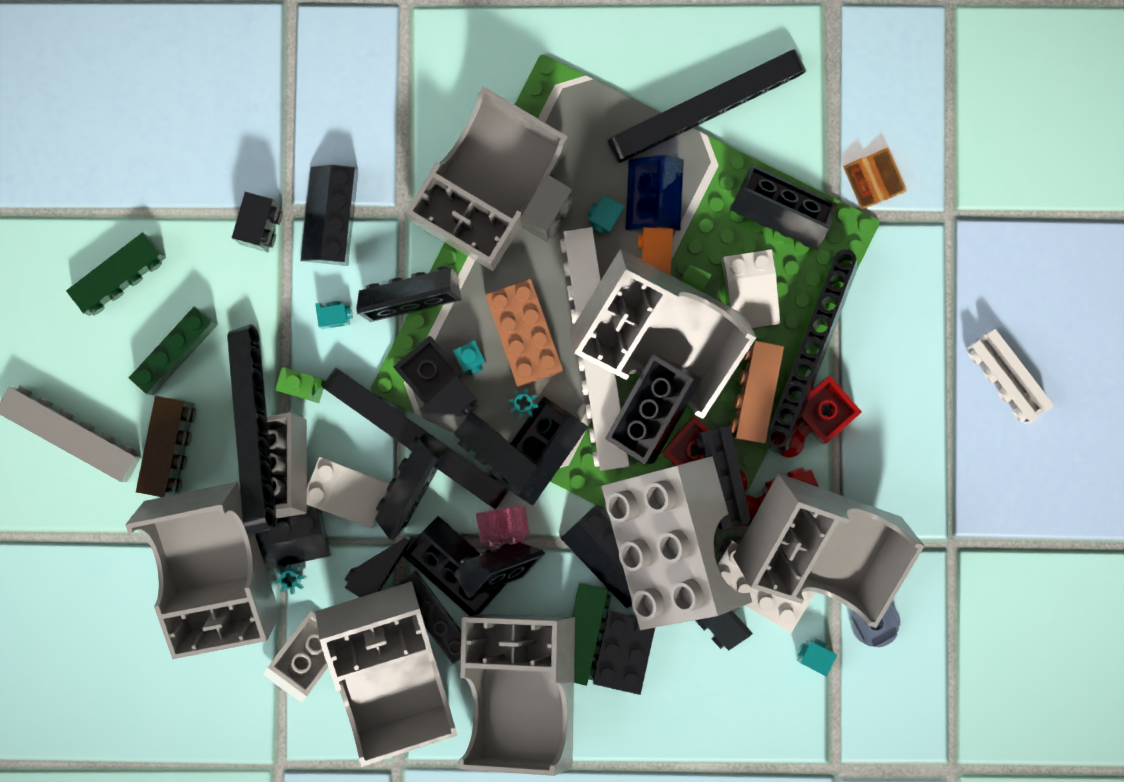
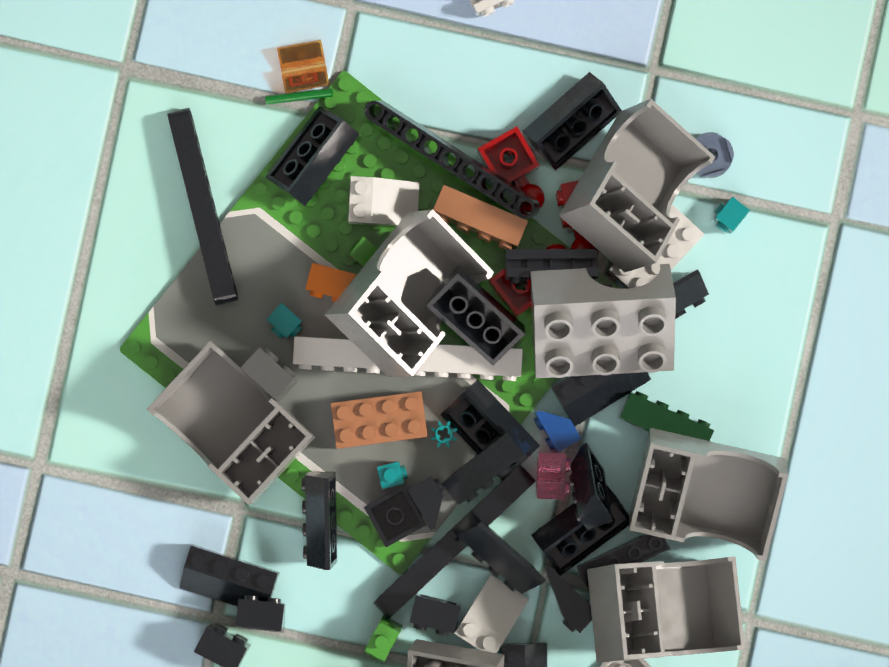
camera: 80 degrees left, 0 degrees up
(297, 253) = (261, 614): none -> black slope
(333, 314) = (323, 593): teal brick -> none
(335, 432) = (434, 614): none -> black brick
(553, 522) = (559, 430): none -> blue slope
(623, 653) = (692, 390): black brick -> none
(654, 193) = (274, 272): clear blue slope -> none
(843, 181) = (299, 96): none -> green piece
(879, 469) = (572, 120): none -> black slope

